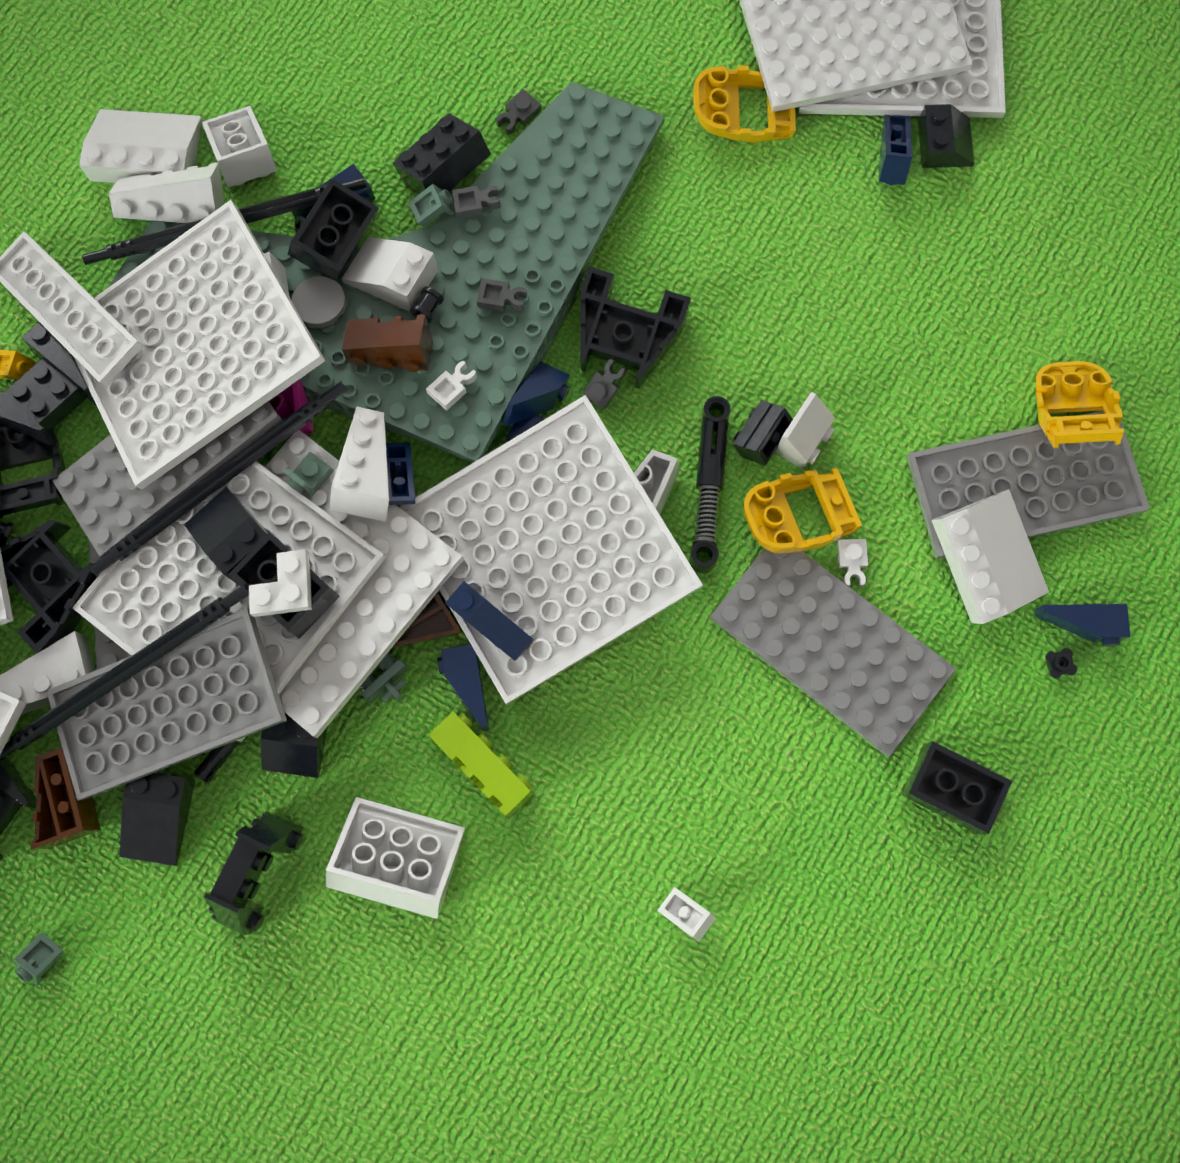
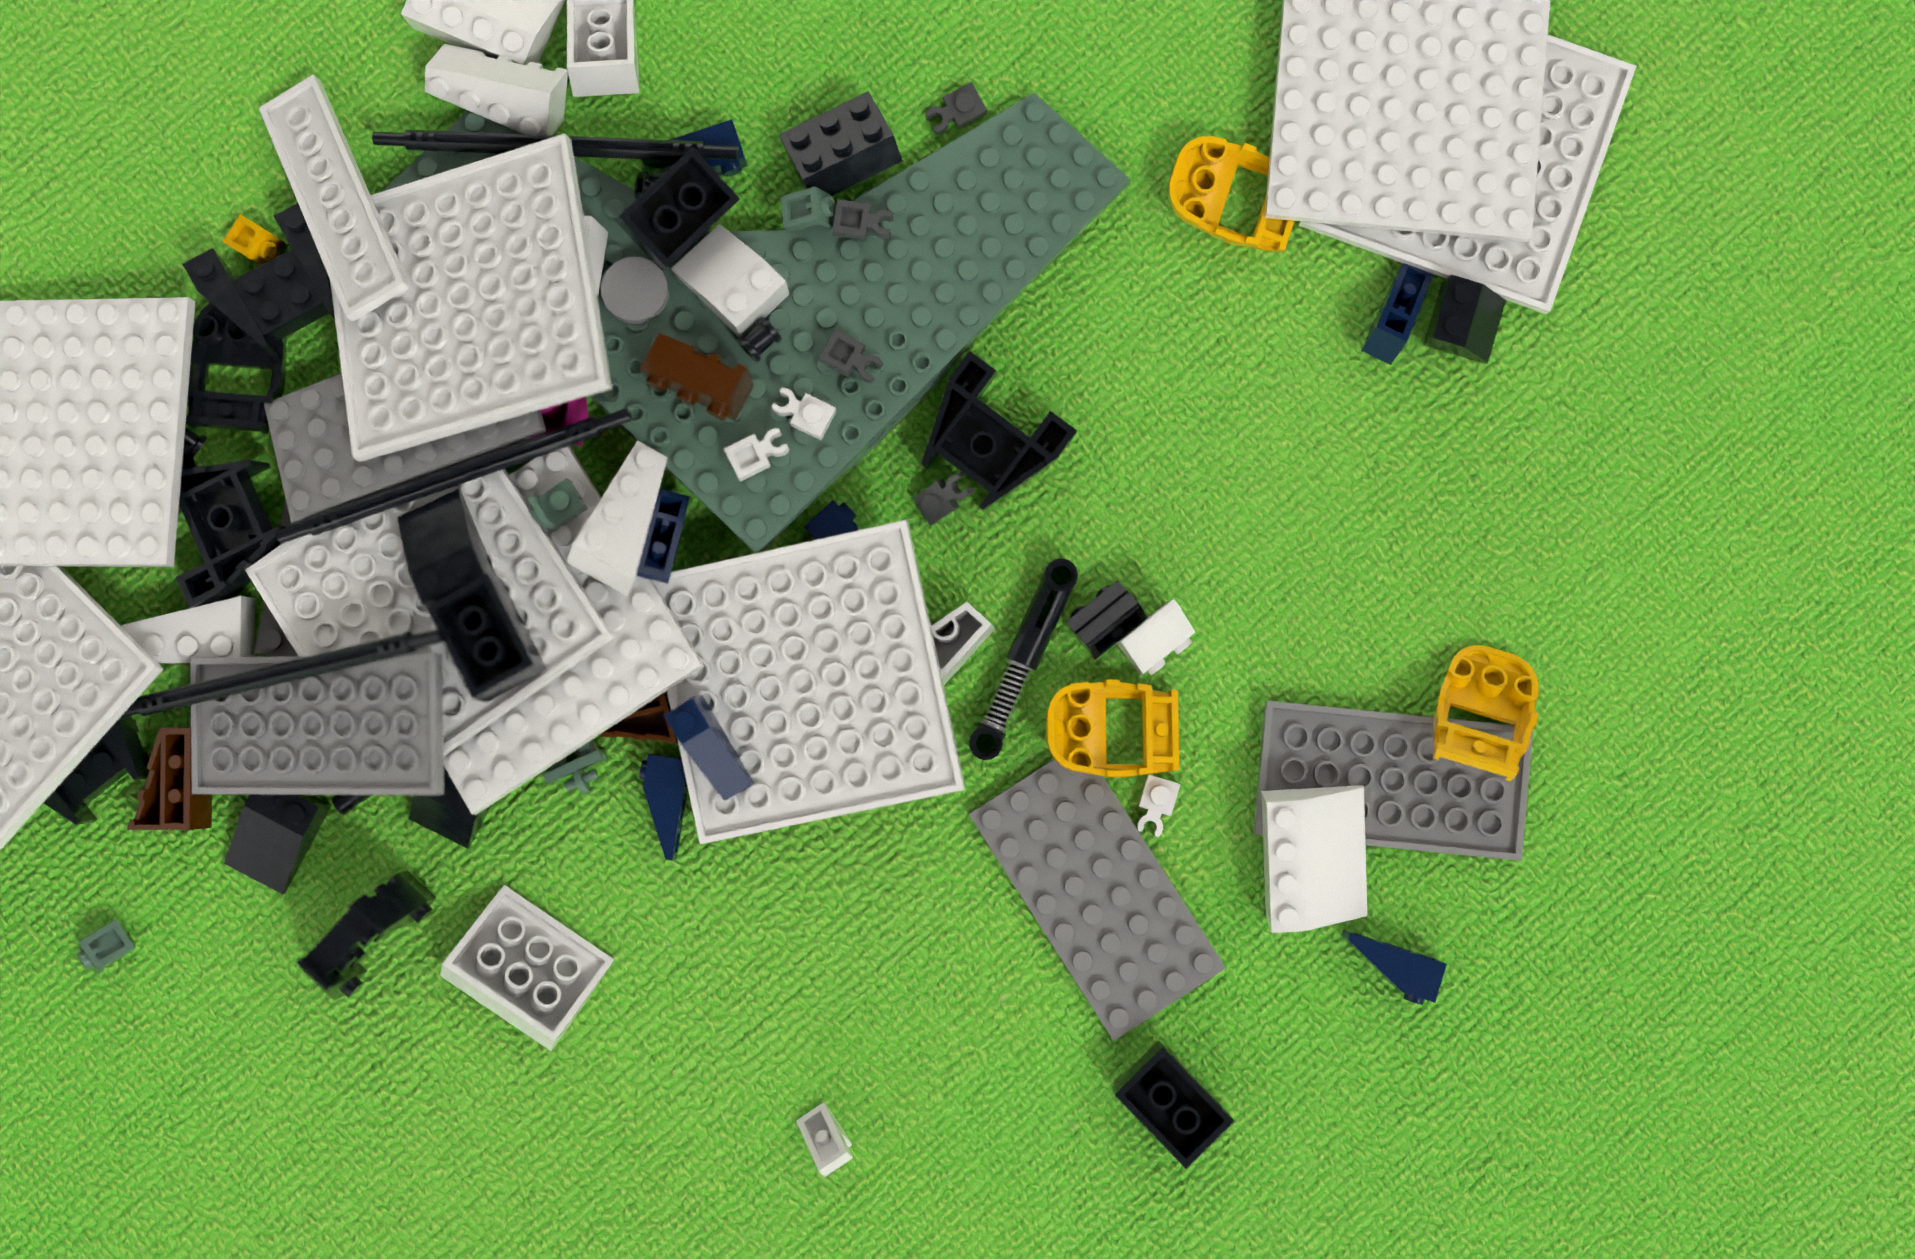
camera: 15 degrees right, 10 degrees up
(291, 591) = (490, 654): white plate -> none
(481, 765) = (653, 899): lime wedge -> none
(483, 347) = (809, 414): none -> white plate
(537, 394) = (858, 488): dark blue slope -> none
(1057, 670) = (1340, 995): black plate -> none

